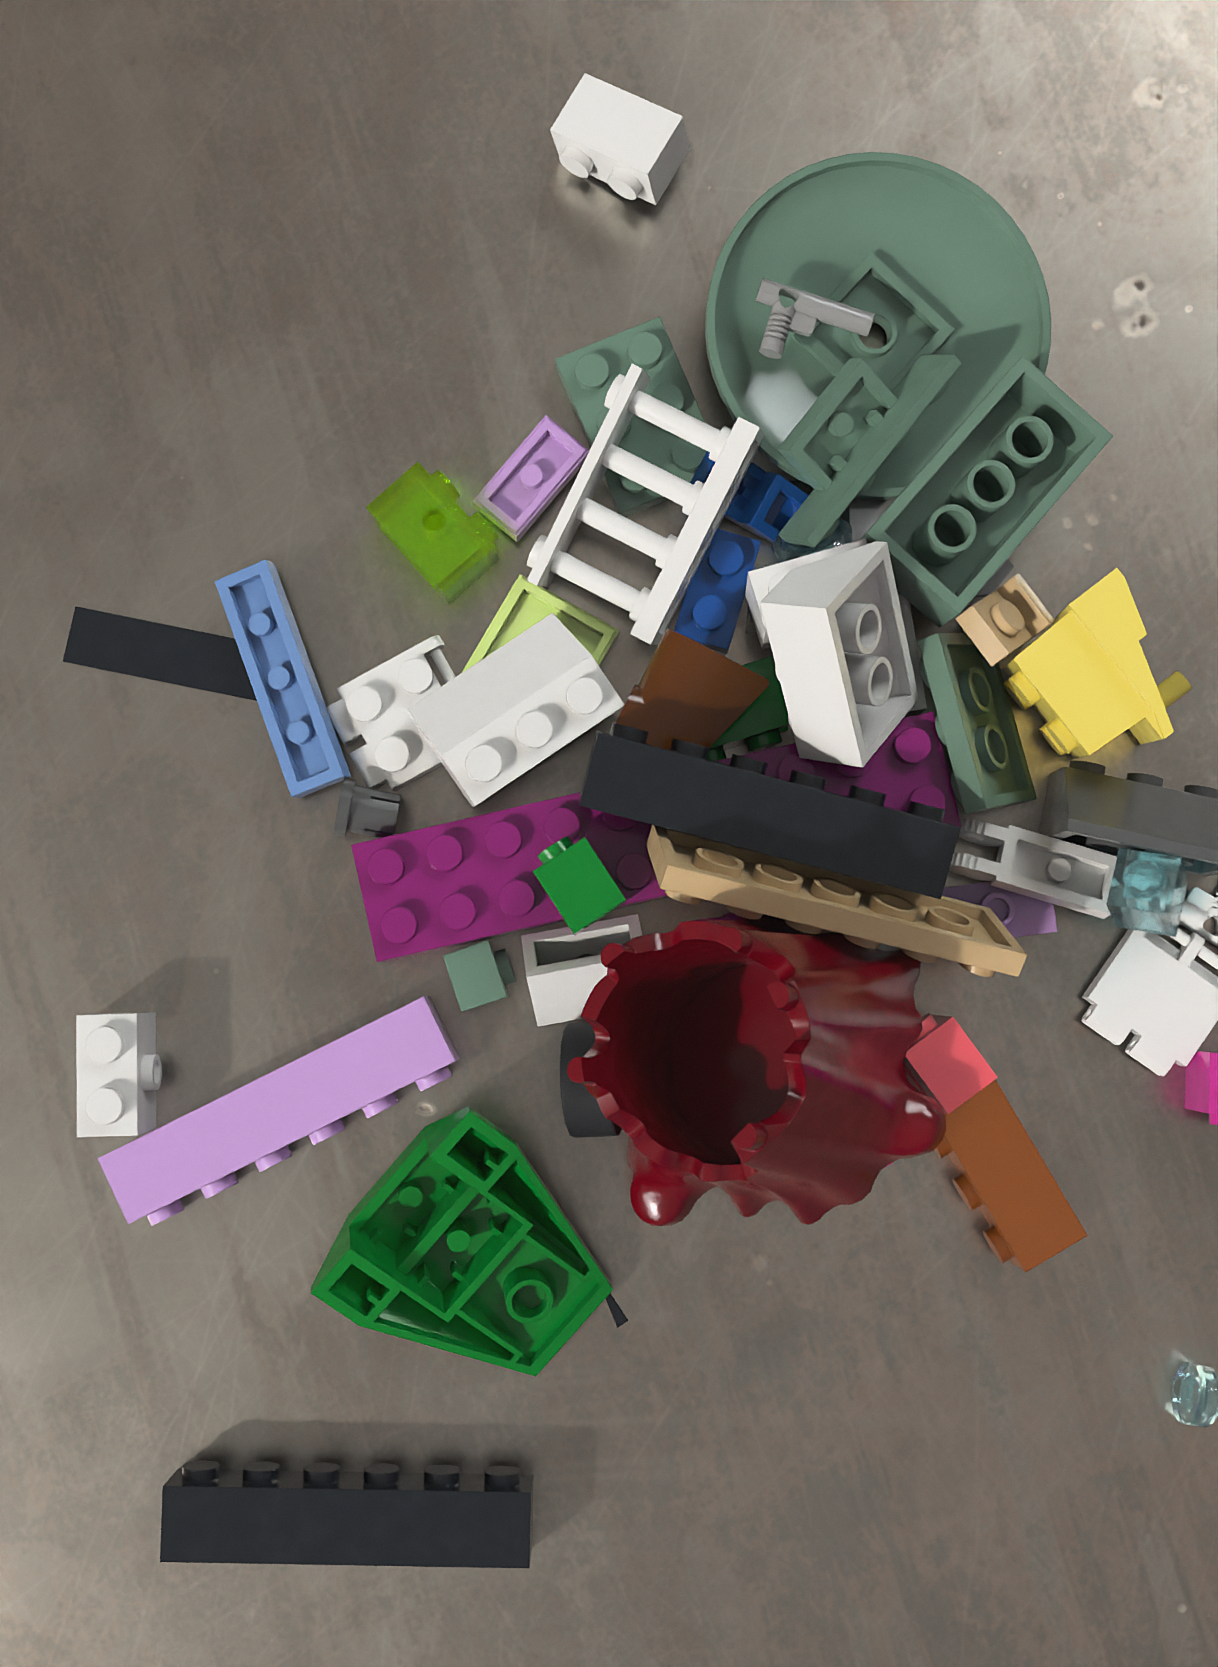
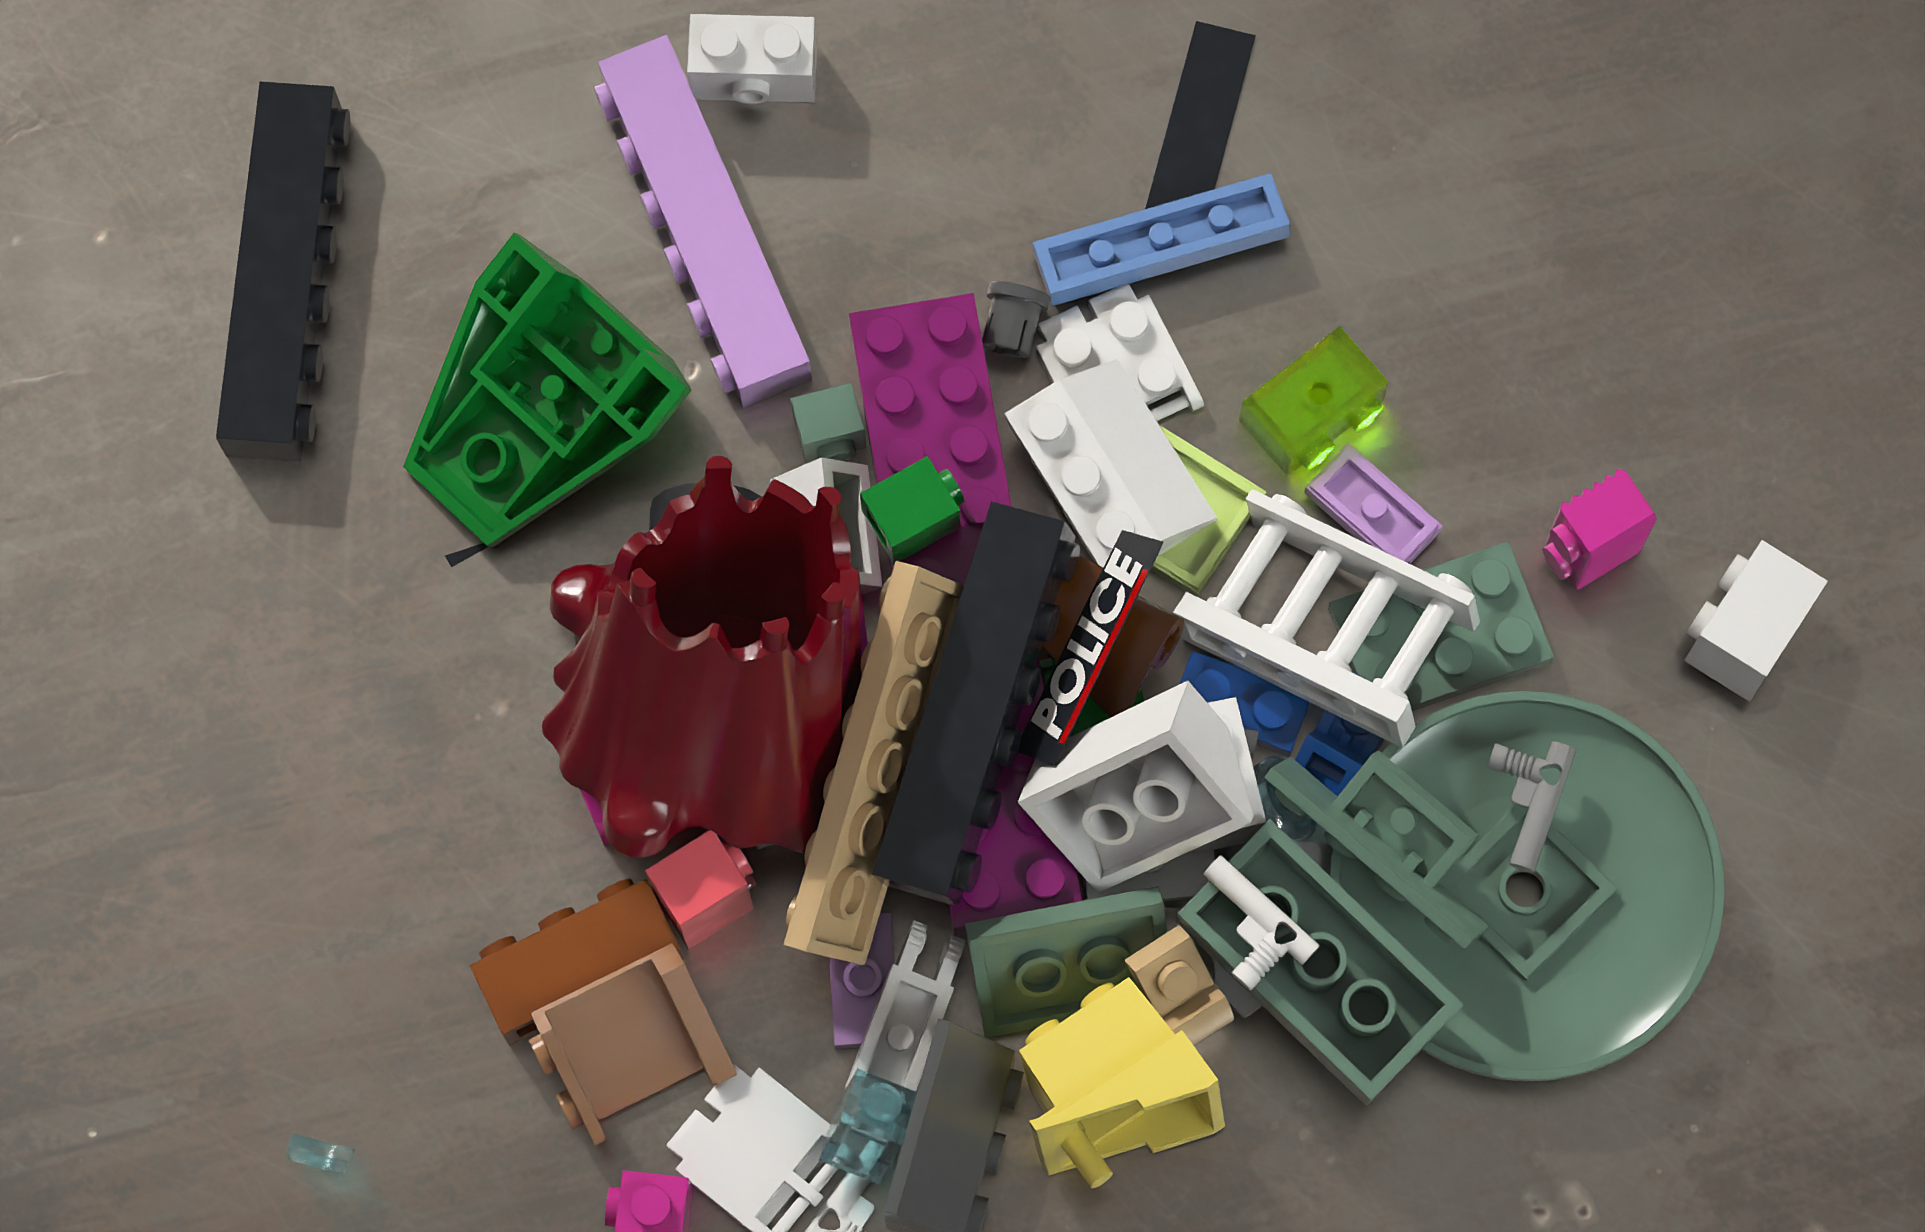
camera: 95 degrees right, 10 degrees down
(549, 269) = (1598, 530): none -> dark pink brick
(707, 708) = (1089, 646): none -> sticker
(970, 536) = (1259, 926): none -> white hose
(1075, 1121) = (627, 1039): none -> medium nougat panel

